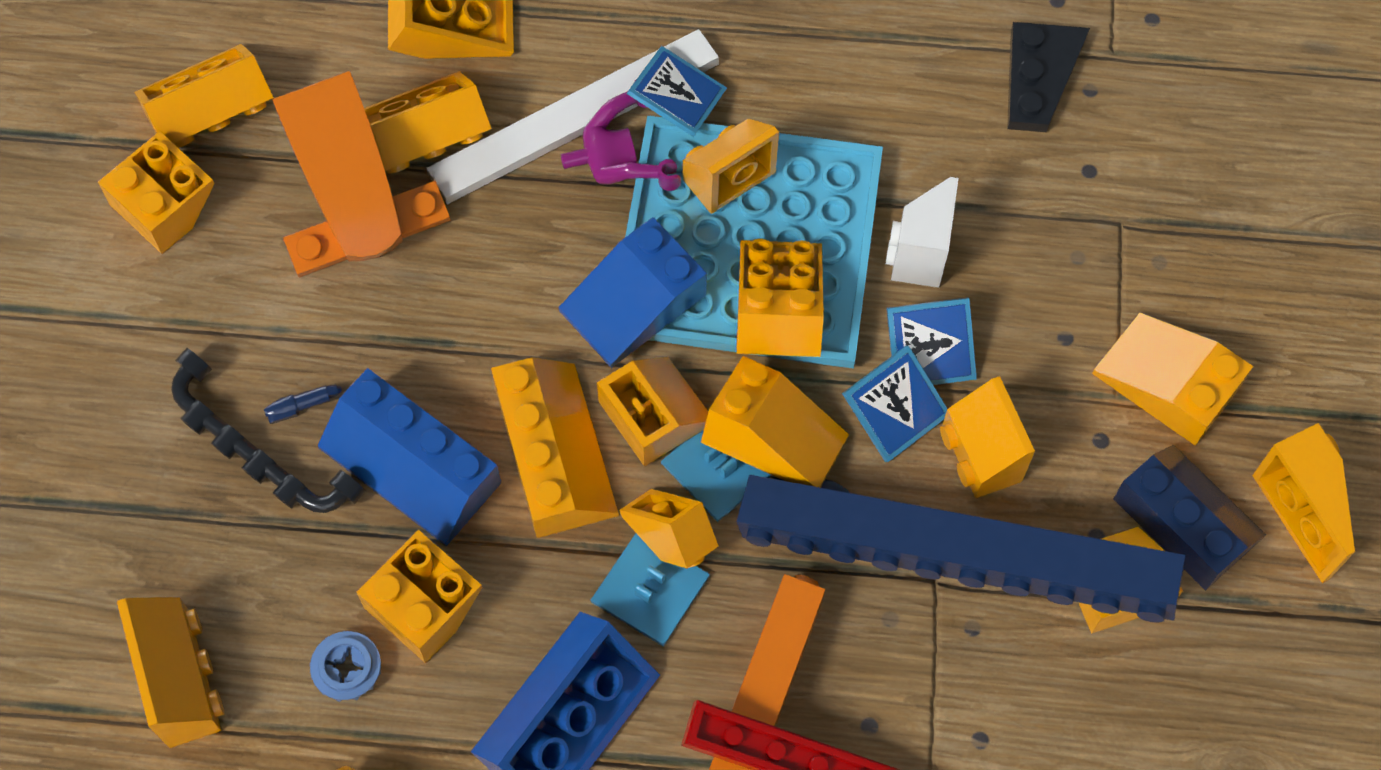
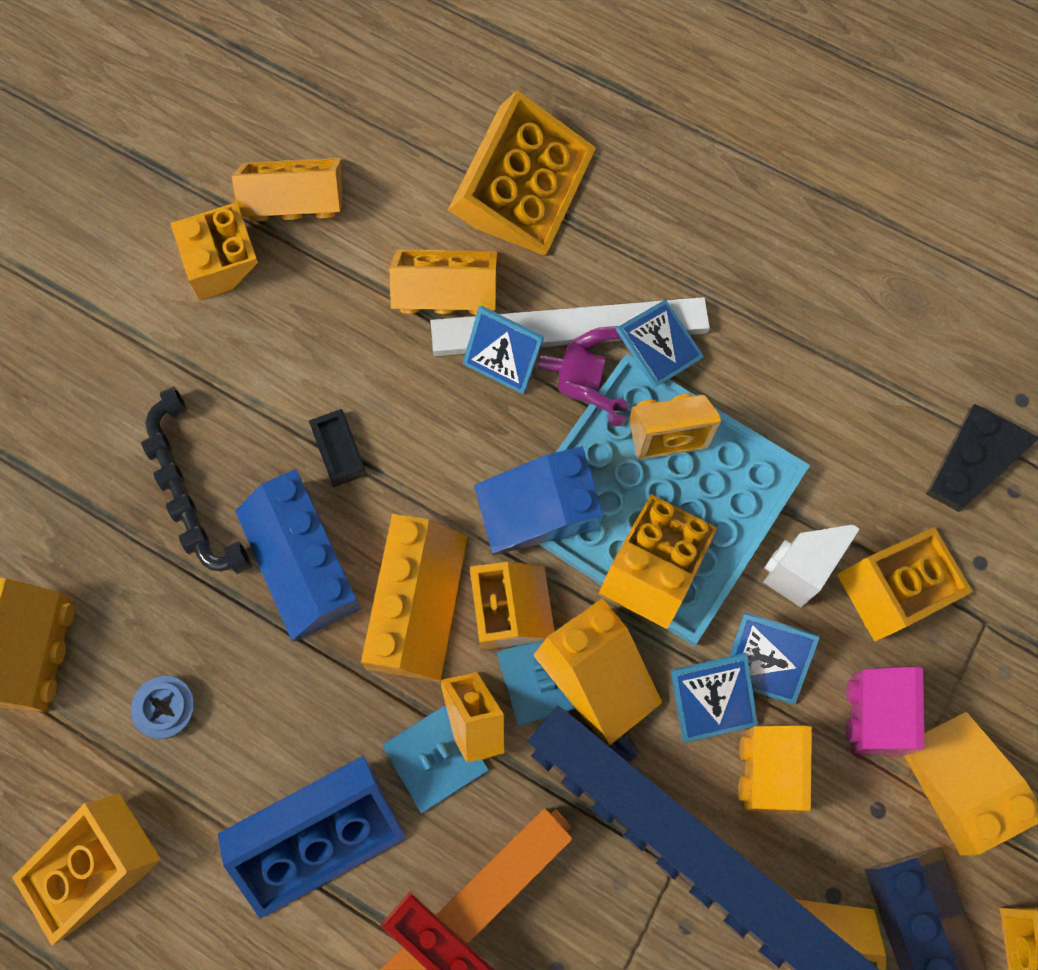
camera: 25 degrees right, 5 degrees up
(289, 406) = (231, 468): dark blue piece -> none
(348, 180) = (358, 303): orange slope -> none
(393, 336) = (337, 447): none -> black tile
(420, 596) = (243, 679): light orange slope -> none
(520, 164) = (502, 349): none -> piece
(1025, 219) = (904, 583): none -> light orange slope
(1064, 341) = (886, 711): none -> dark pink slope

